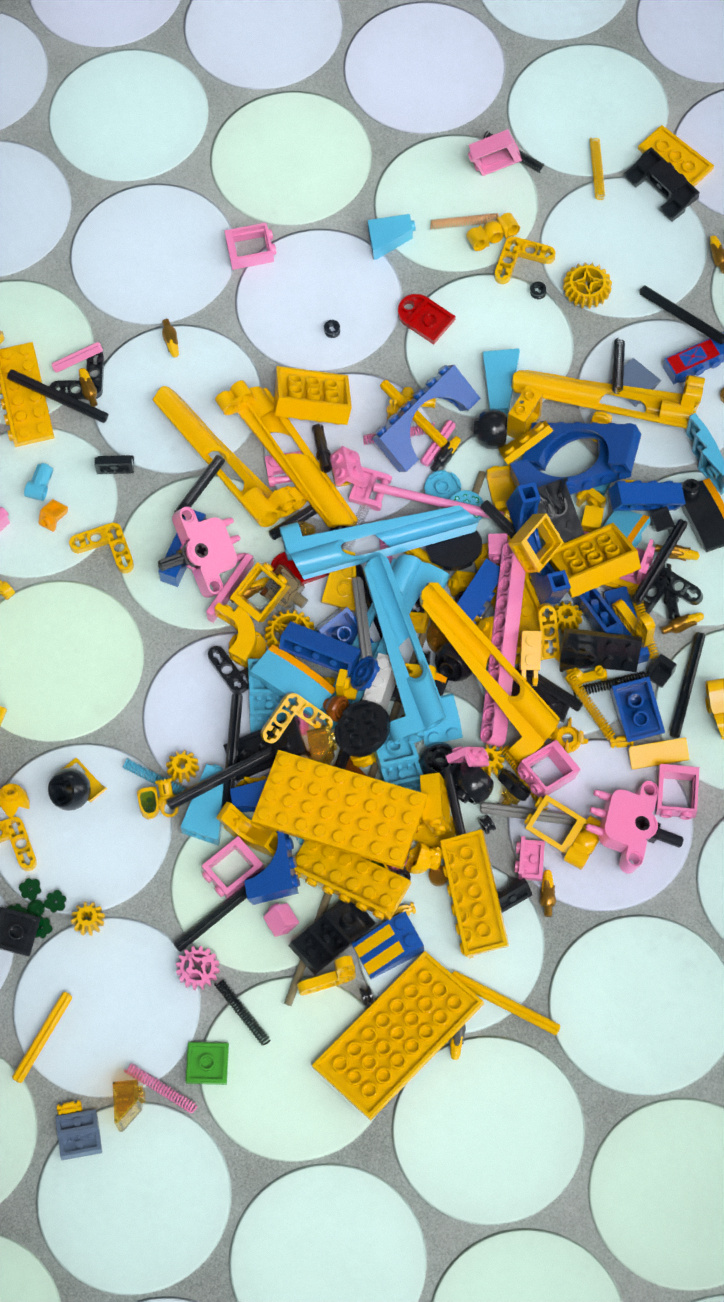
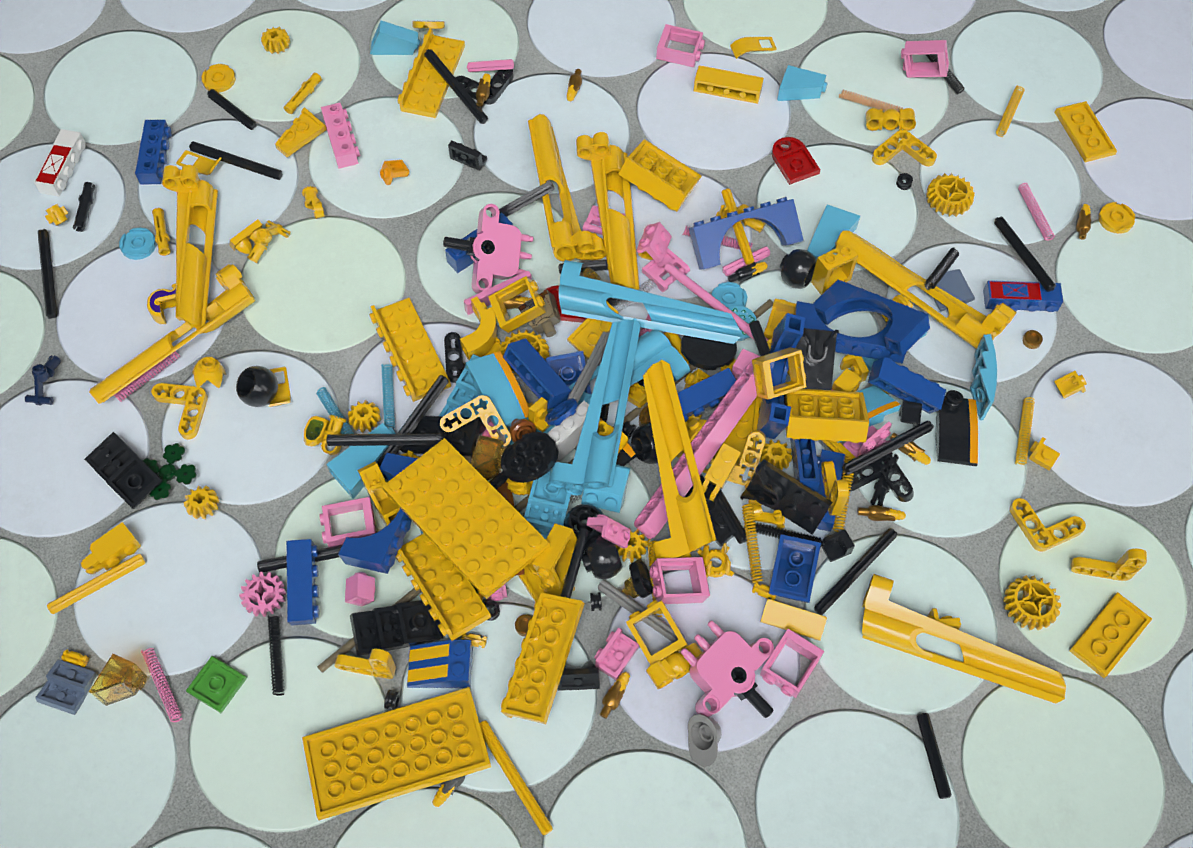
camera: 25 degrees right, 5 degrees down
(36, 1000) = (110, 549): none -> yellow hinge
(38, 486) = (396, 145): medium azure piece -> none
(106, 538) = (424, 209): yellow beam -> none
(180, 682) = (409, 347): none -> yellow bracket
(199, 746) = (389, 403): none -> medium azure piece
(226, 939) = (301, 582): none -> blue brick
(316, 212) = (750, 44): none -> yellow piece
(320, 266) = (728, 84): none -> yellow brick
(323, 453) = (643, 219): black pin -> none
(332, 334) = (710, 139): black bush -> none
(423, 858) = (518, 602): yellow hair -> none
(524, 442) = (821, 289): yellow wing -> none
(641, 891) = (703, 739): none -> light grey piece
(665, 180) = (1066, 143): black bracket -> none
(672, 265) = (1032, 212): none -> bright pink piece

